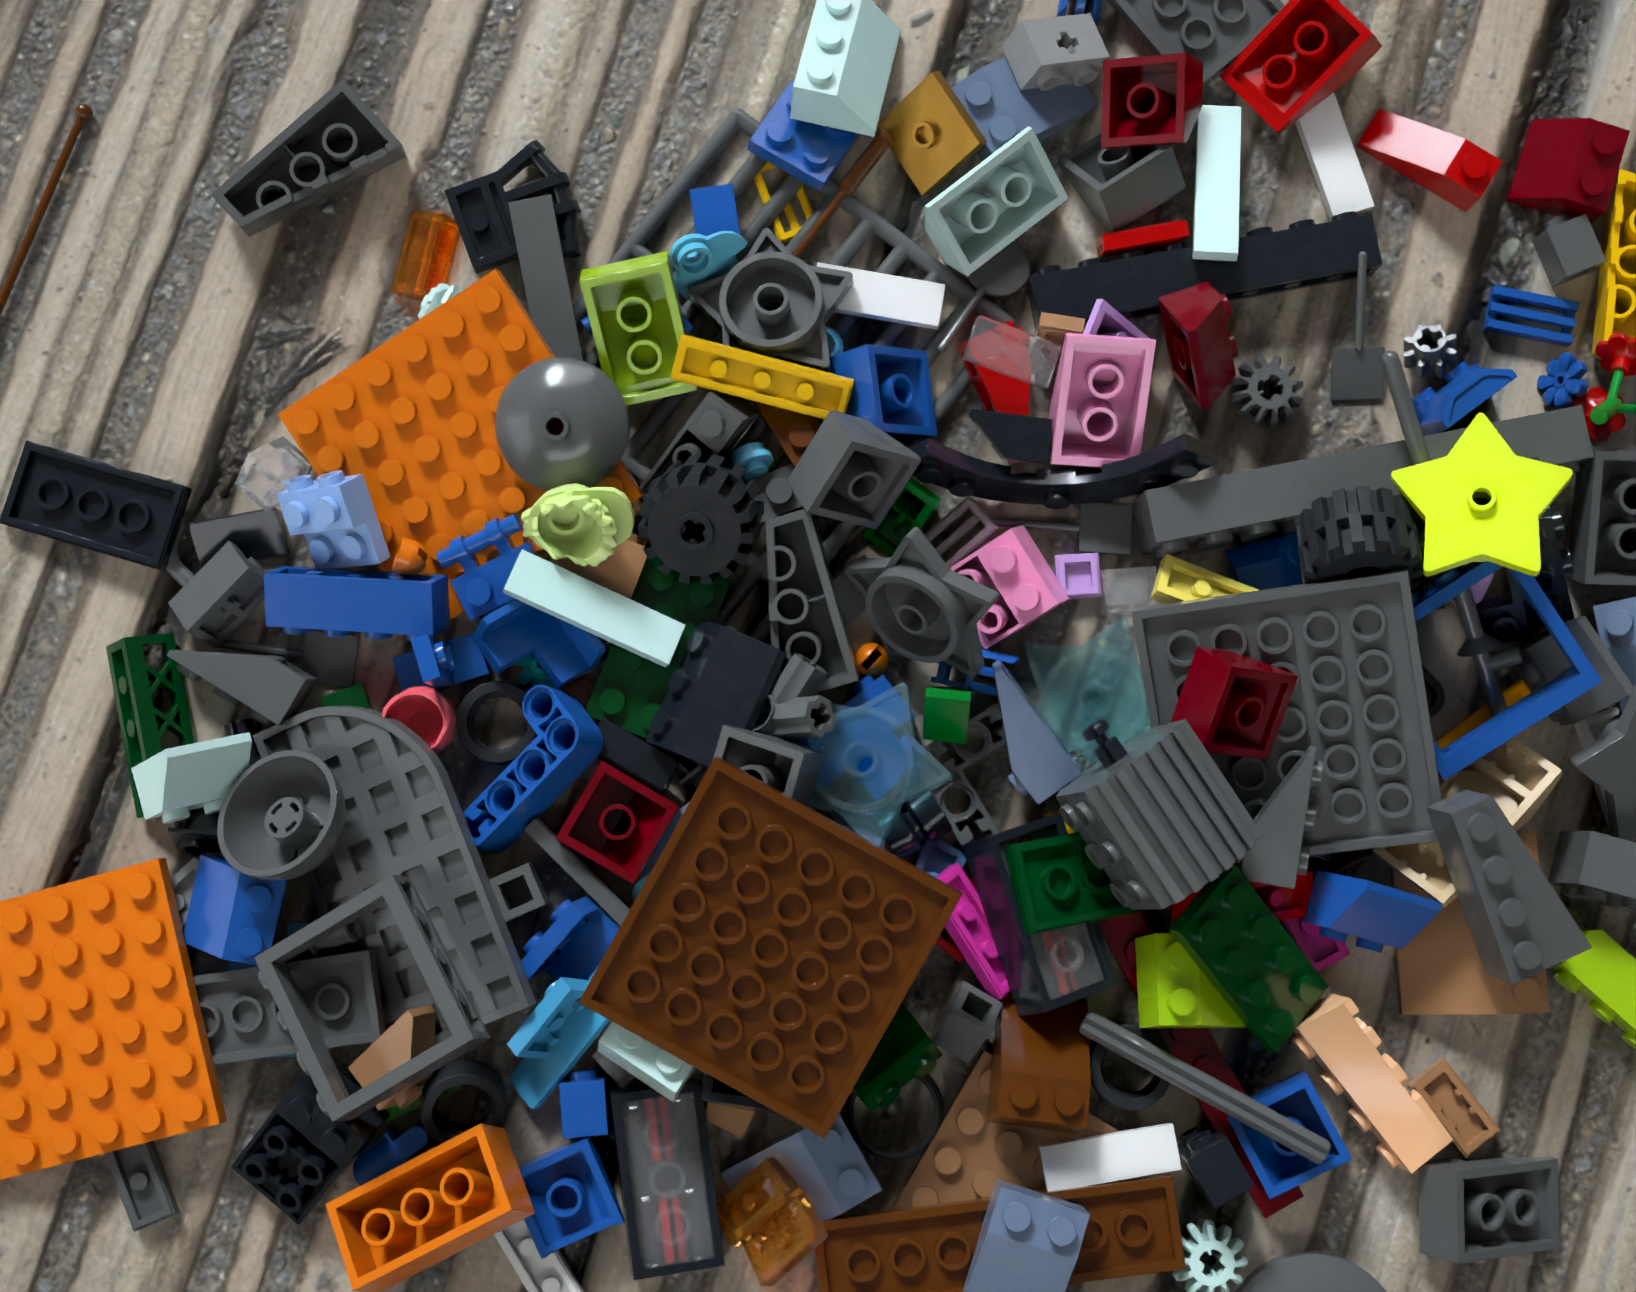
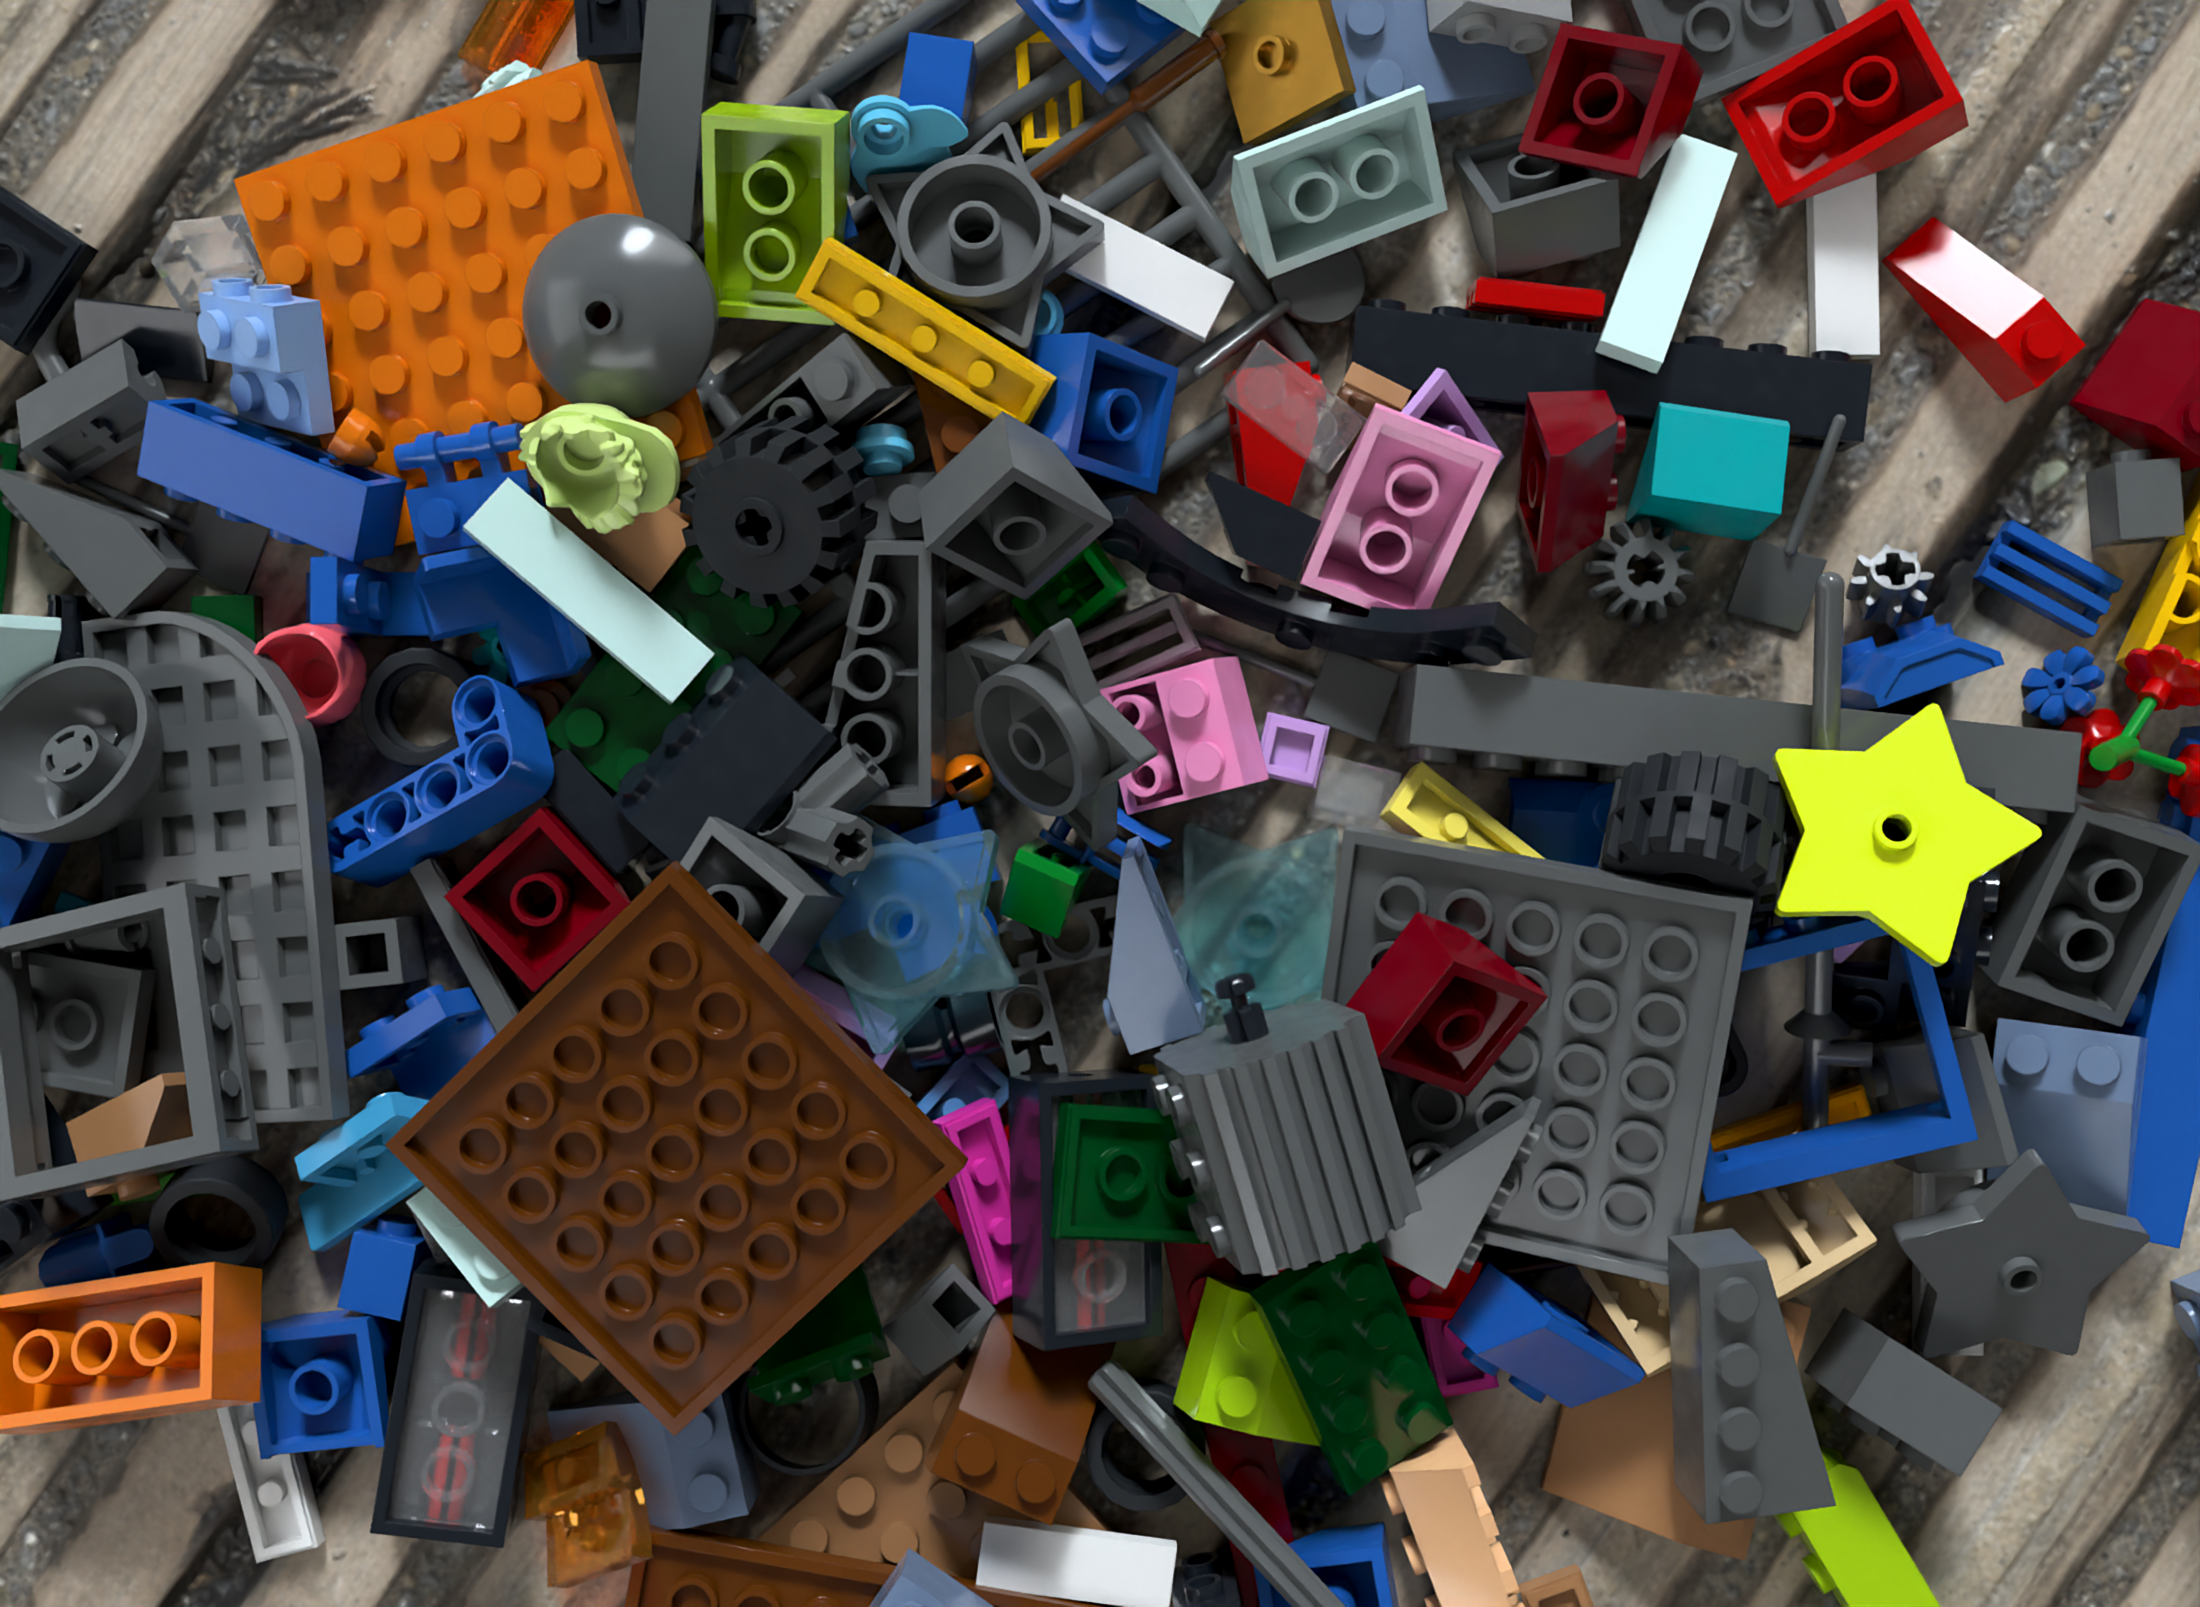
camera: 15 degrees right, 5 degrees up
(1292, 313) = (1711, 472): none -> teal slope

